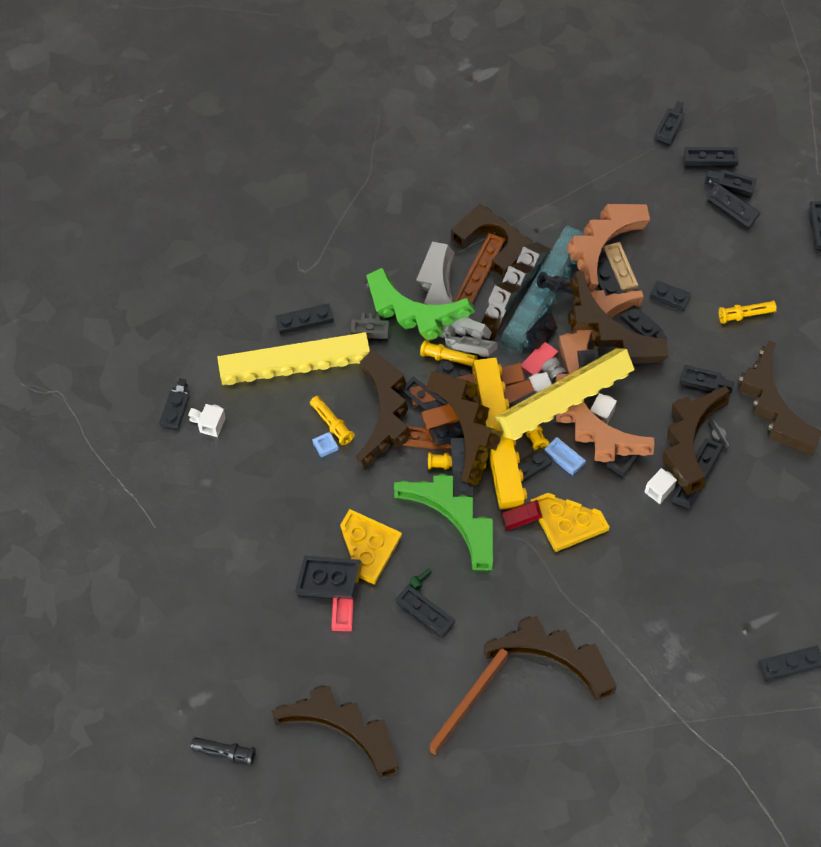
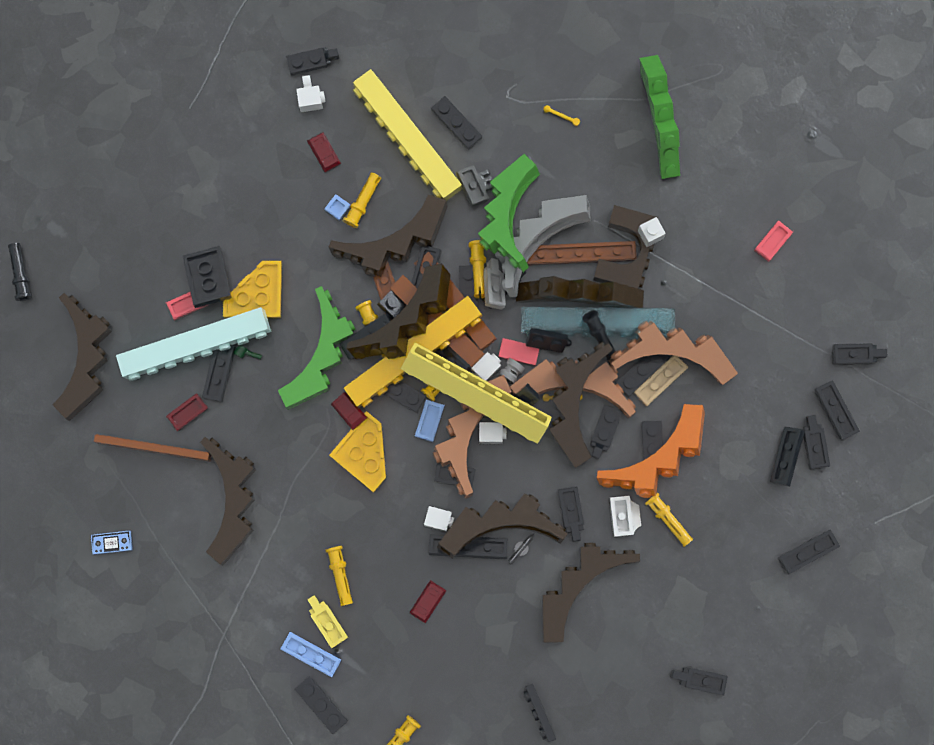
camera: 65 degrees right, 20 degrees up
(266, 433) = (323, 152): none -> dark red tile
(358, 232) = (575, 121): none -> yellow hinge
(387, 616) = (193, 344): none -> light aqua brick
(391, 156) = (662, 114): none -> bright green arch
(448, 656) = (187, 412): none -> dark red tile
(492, 208) = (651, 232): none -> white brick
(543, 140) = (773, 241): none -> coral tile
(543, 784) = (111, 542): none -> tile
(664, 588) = (338, 566): none -> yellow pin
(702, 306) = (666, 461): none -> orange arch
(713, 621) = (326, 622): none -> light yellow hinge
(727, 344) = (624, 516): none -> white slope
(732, 531) = (427, 601): none -> dark red tile
(738, 651) = (310, 654): none -> light blue tile

